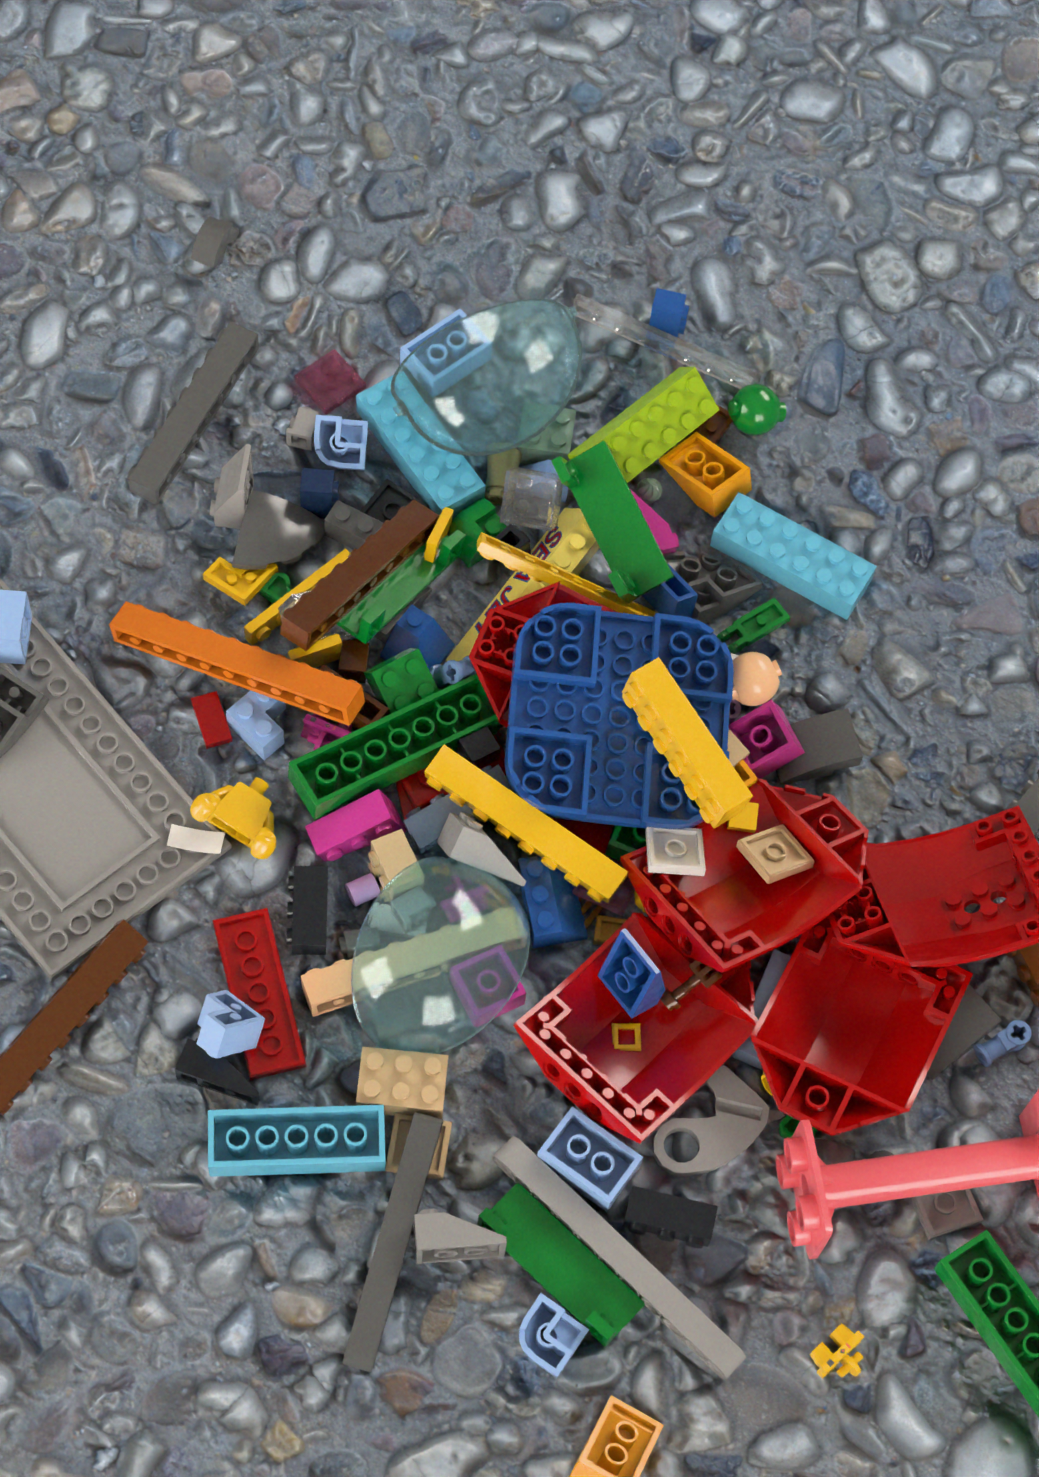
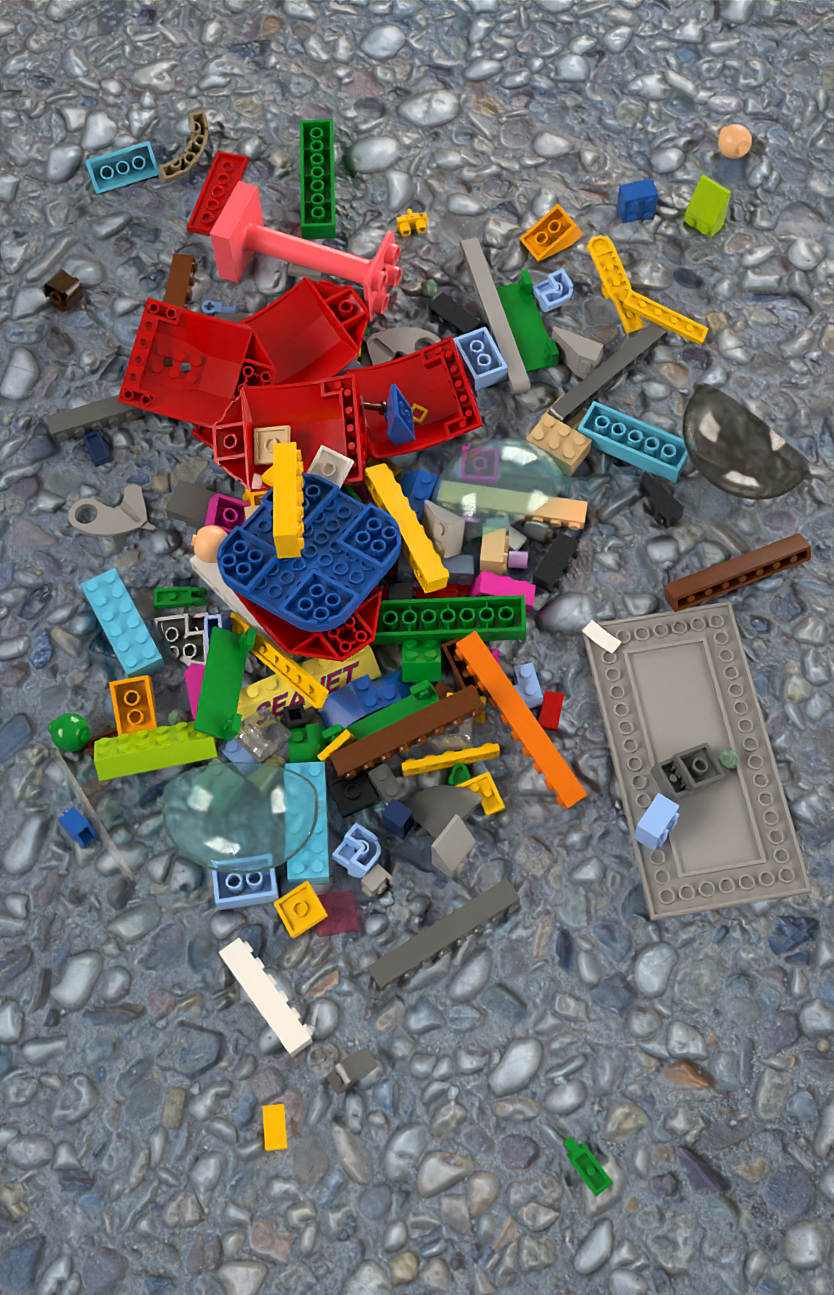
camera: 140 degrees left, 0 degrees up
(130, 1181) = (738, 448): none -> clear smoke windscreen
(228, 1025) = (639, 511): light blue brick -> none
(241, 814) = (565, 633): yellow torso -> none
(258, 980) = (610, 537): red tile -> none
(263, 166) = (274, 1127): none -> yellow tile
(350, 265) = (266, 997): none -> white brick
(357, 1378) = (665, 317): none -> yellow plate
(367, 359) = (300, 909): none -> yellow plate
(452, 671) = (384, 650): medium blue connector -> none
(457, 599) = (351, 703): none -> blue slope
(468, 1395) = (614, 280): none -> yellow piece
(739, 1249) = (429, 288): none -> sand green plate
(898, 682) = (110, 521): none -> light grey animal
(1006, 765) = (97, 448): none -> dark blue tile

